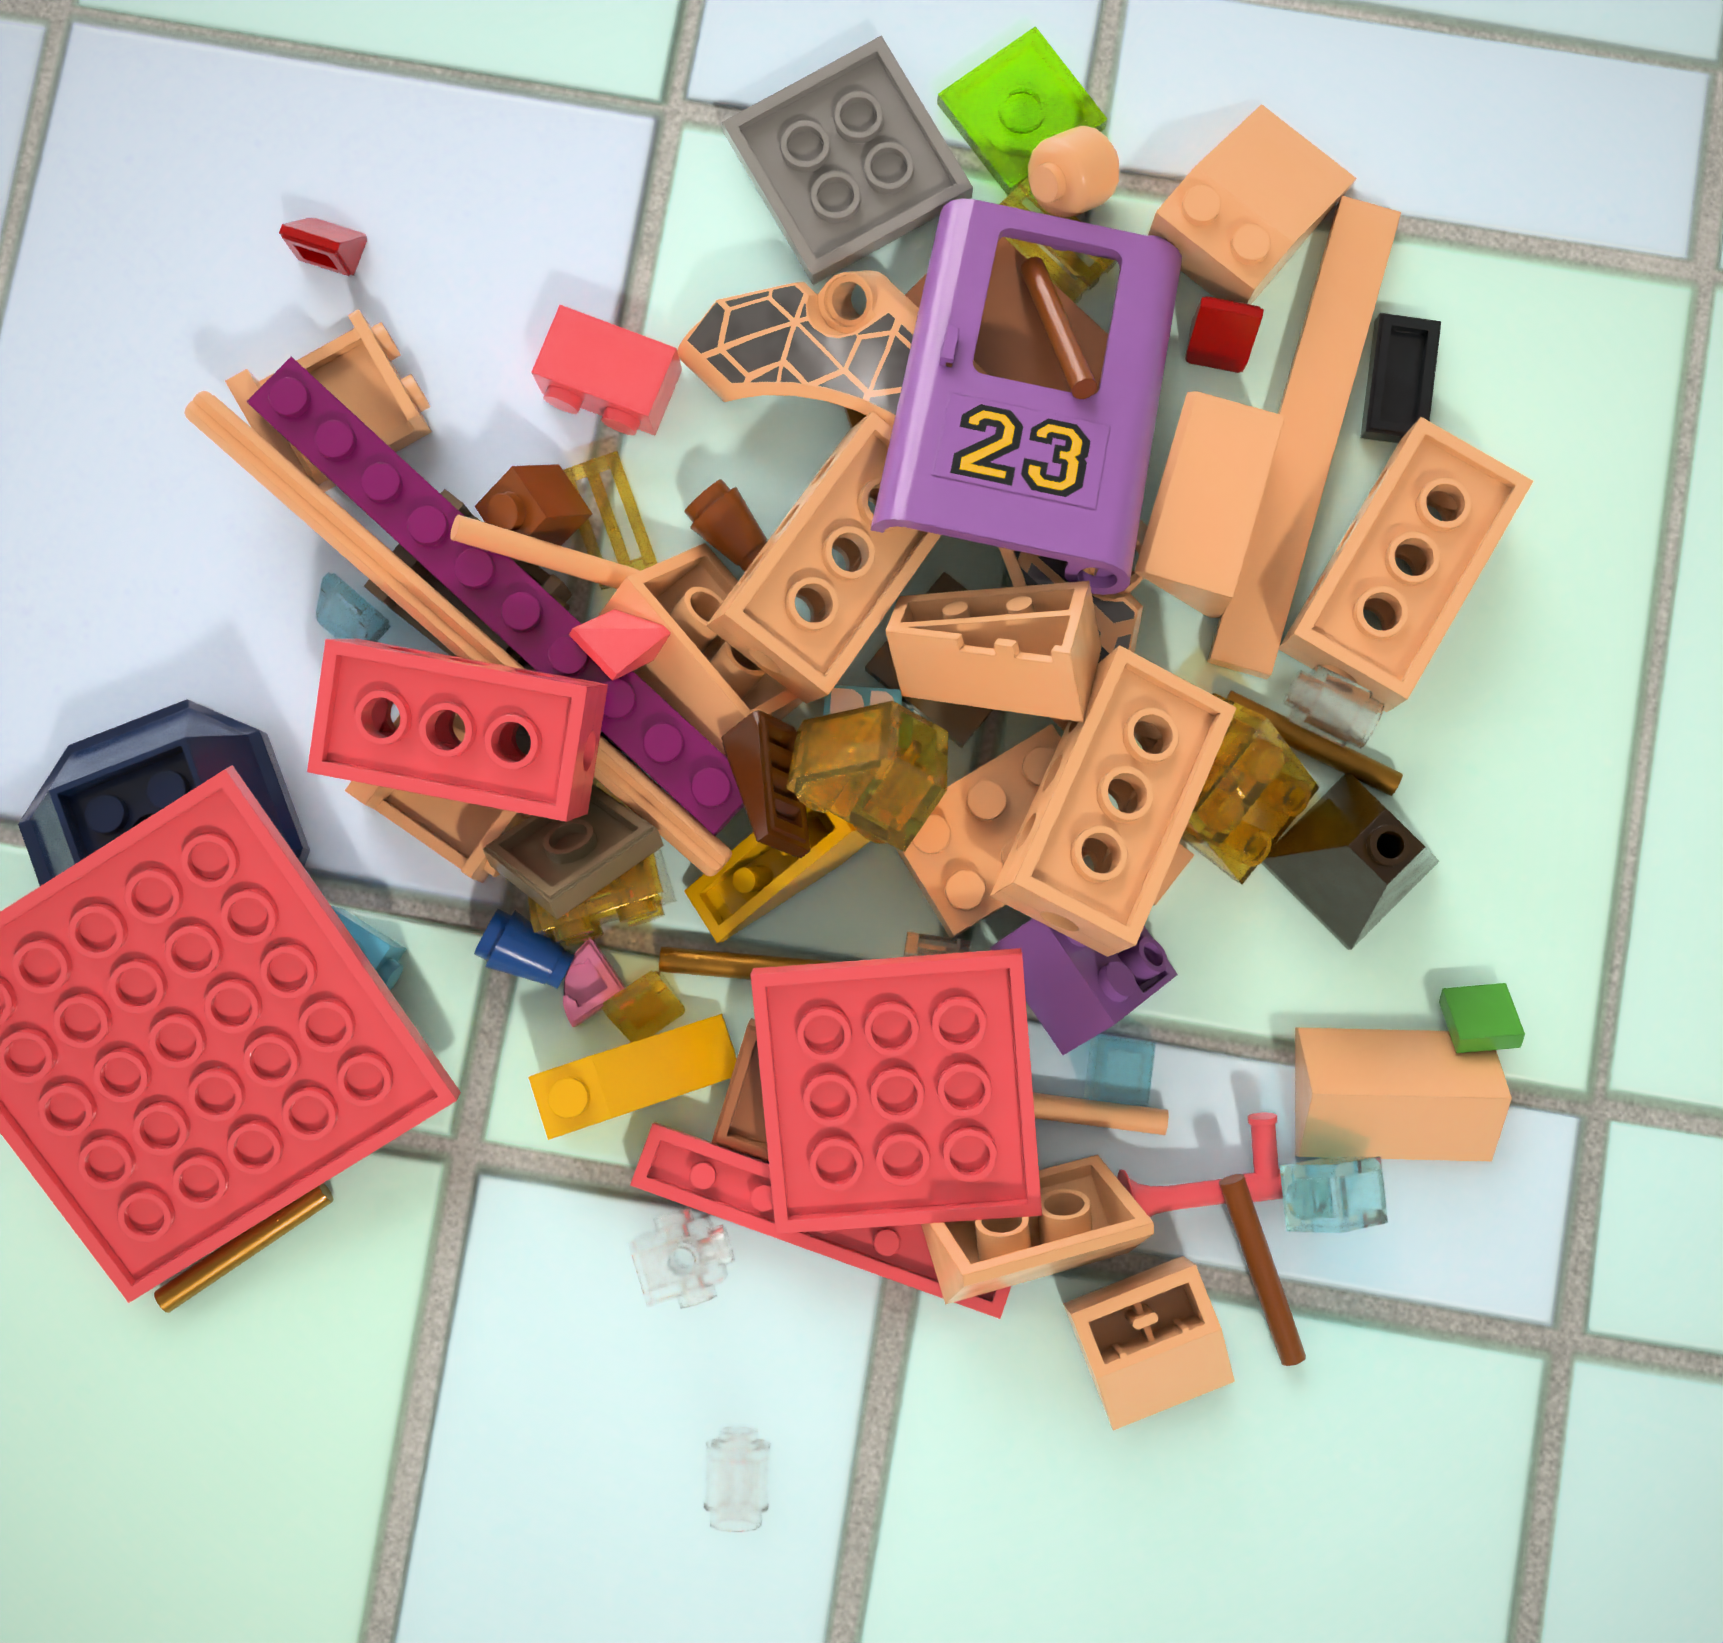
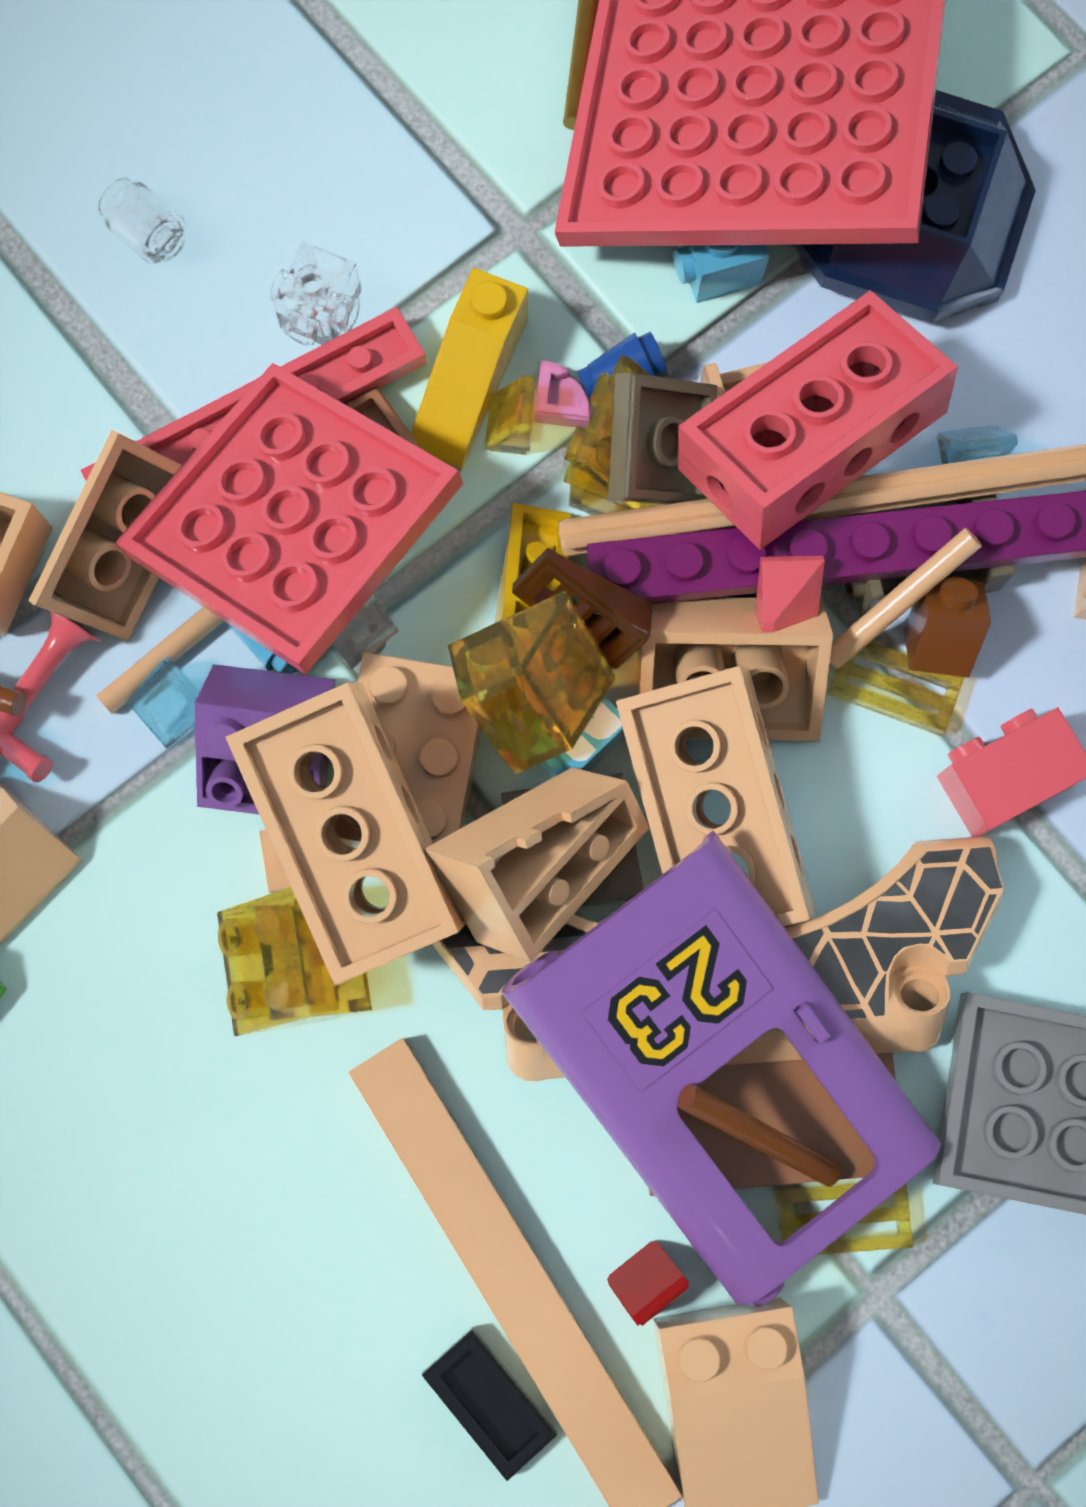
camera: 125 degrees right, 5 degrees down
(721, 963) = (472, 516): pearl gold bar -> none
(727, 523) = (818, 763): dark orange cone -> none
(1015, 104) = (975, 1292): clear neon green tile -> none
(1073, 171) = (884, 1279): light nougat head -> none
(1209, 500) = (522, 1134): light nougat slope -> none
(1333, 707) = (280, 1095): clear brick -> none
(1340, 758) = (270, 1060): pearl gold bar -> none
(1349, 861) = (161, 1009): dark brown slope -> none
(1445, 557) = (308, 1290): light nougat brick -> none

